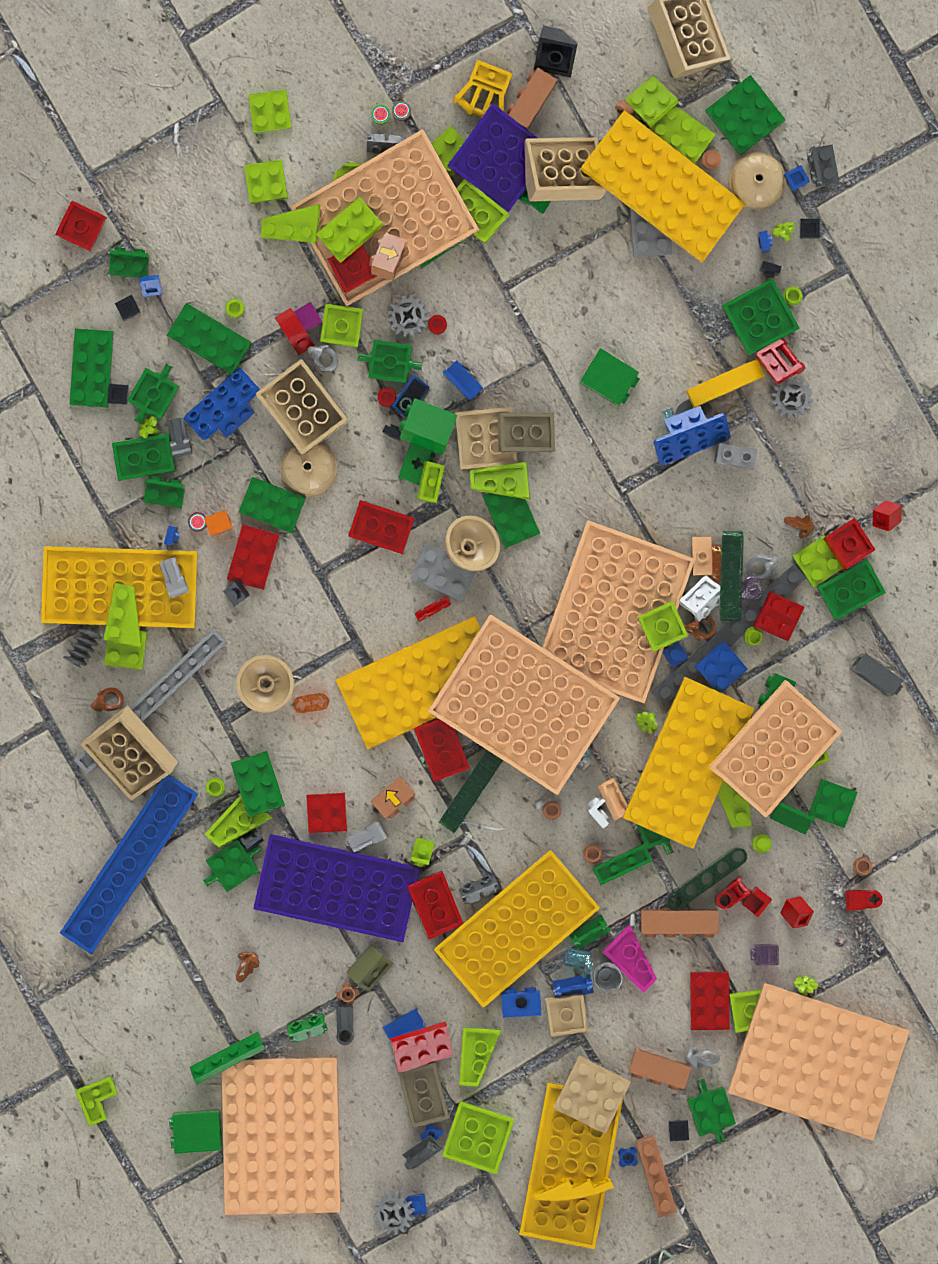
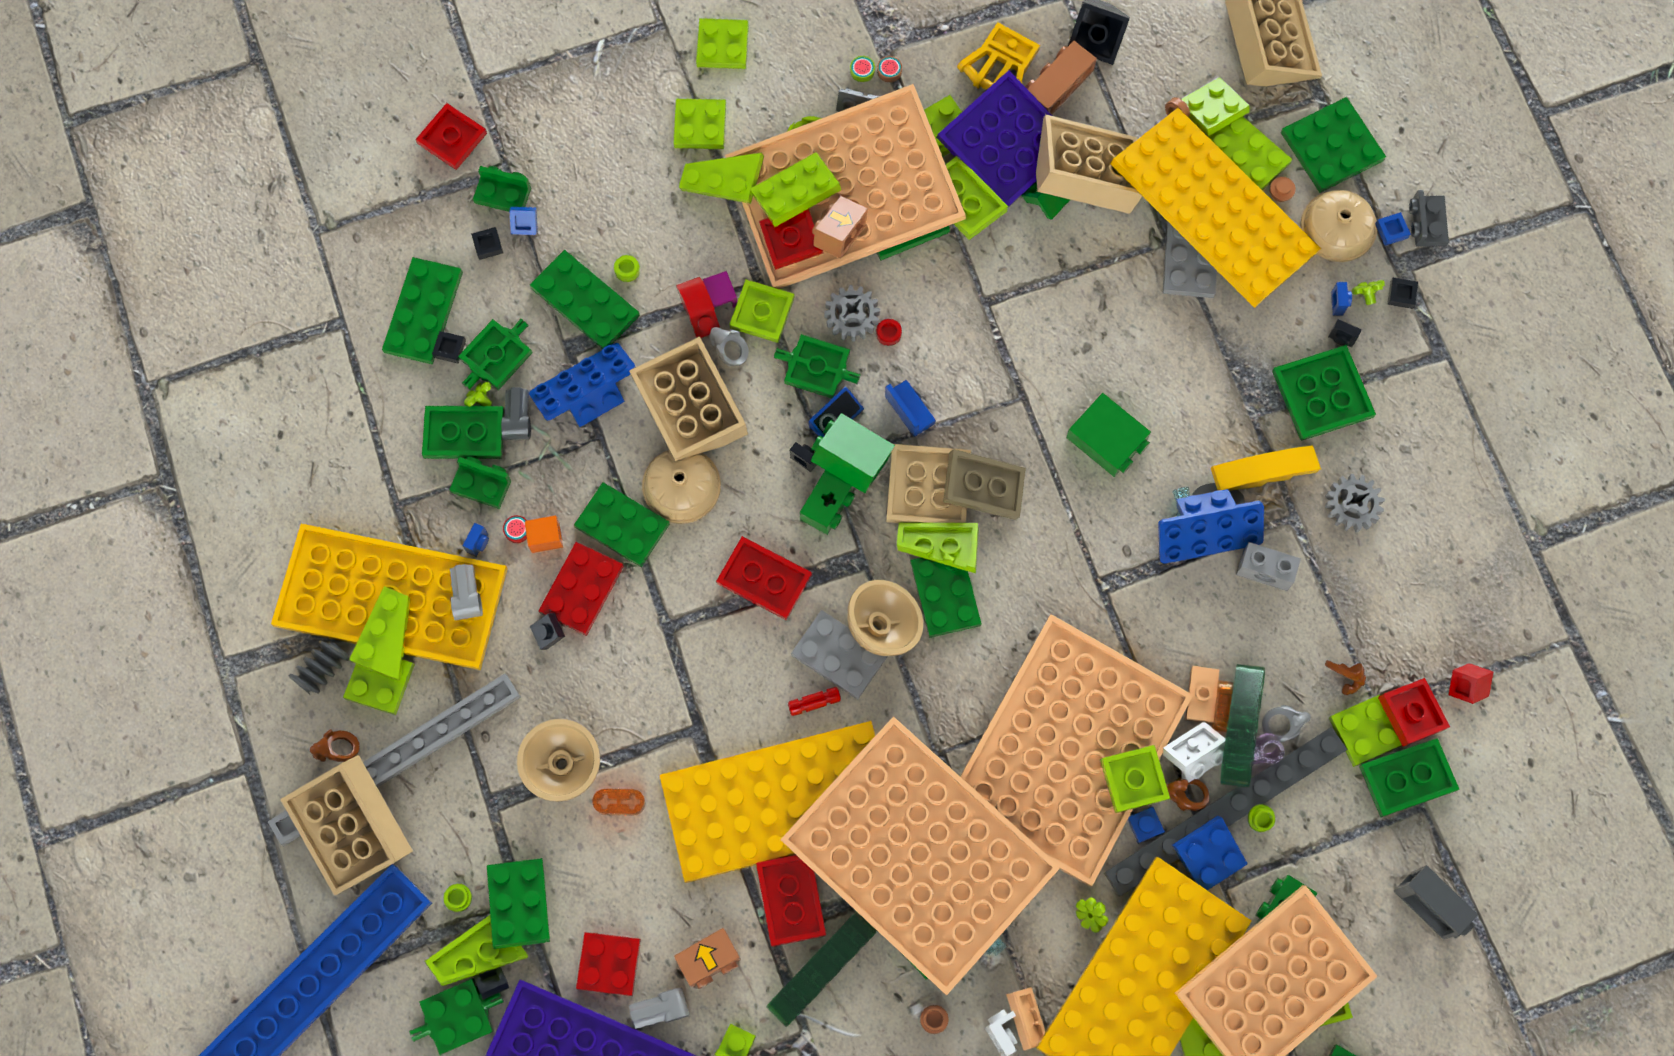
camera: 10 degrees right, 15 degrees down
(386, 397) = (803, 411): red tile -> none
(430, 482) = (842, 526): lime panel -> none
(775, 364) = (1339, 456): plate -> none
(778, 616) = (1302, 795): red plate -> none
(792, 296) = (1370, 373): lime plate -> none

